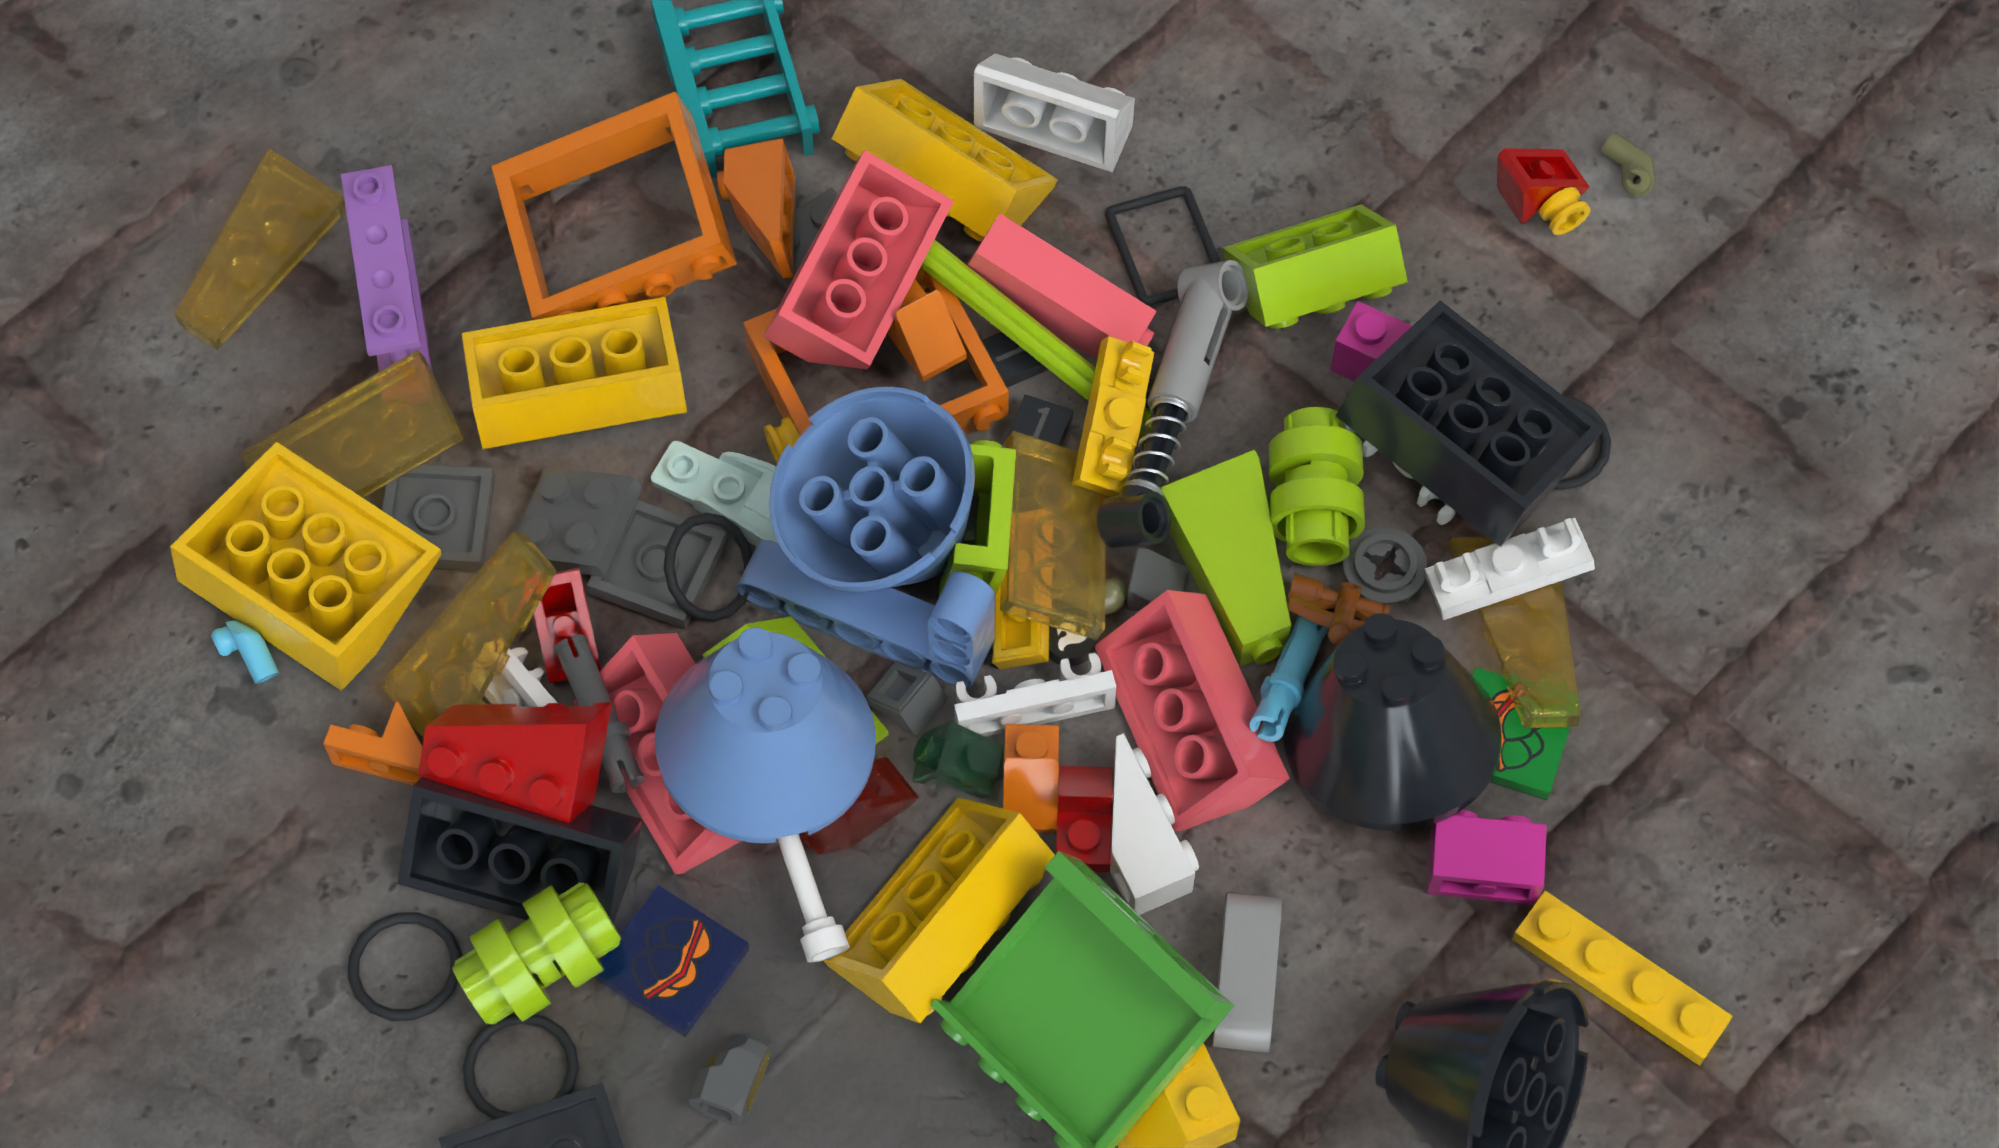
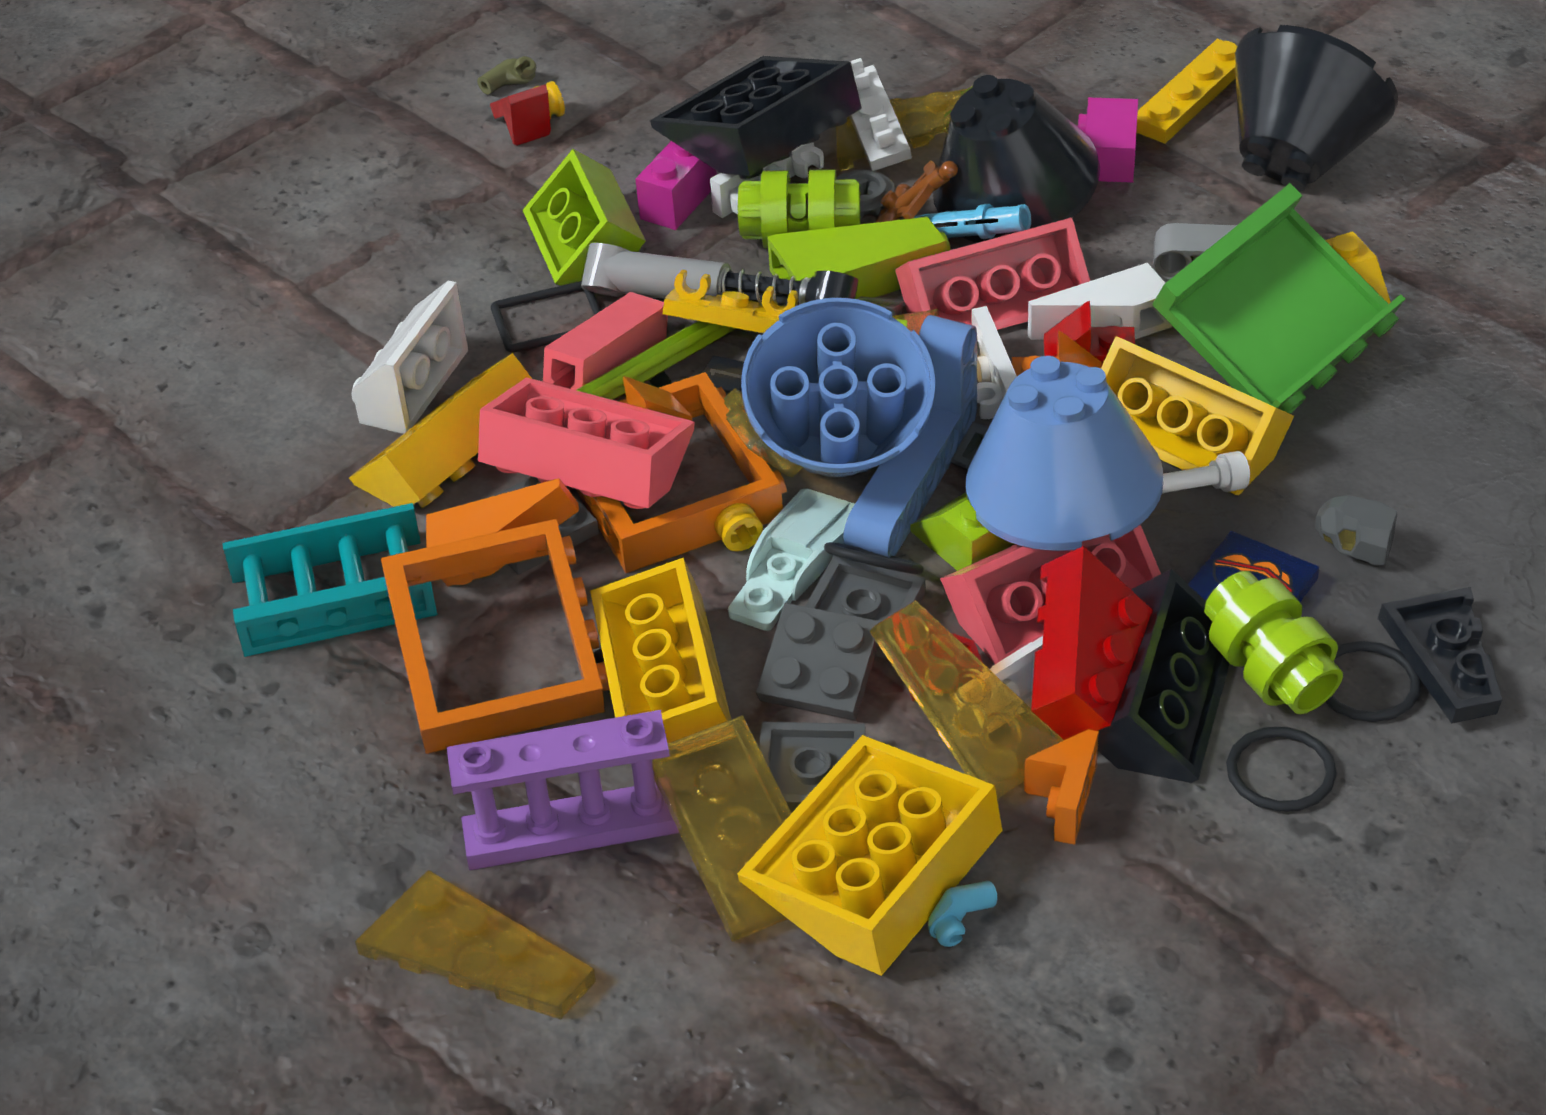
camera: 85 degrees left, 20 degrees down
(588, 690) = (1000, 625): dark grey pin -> none

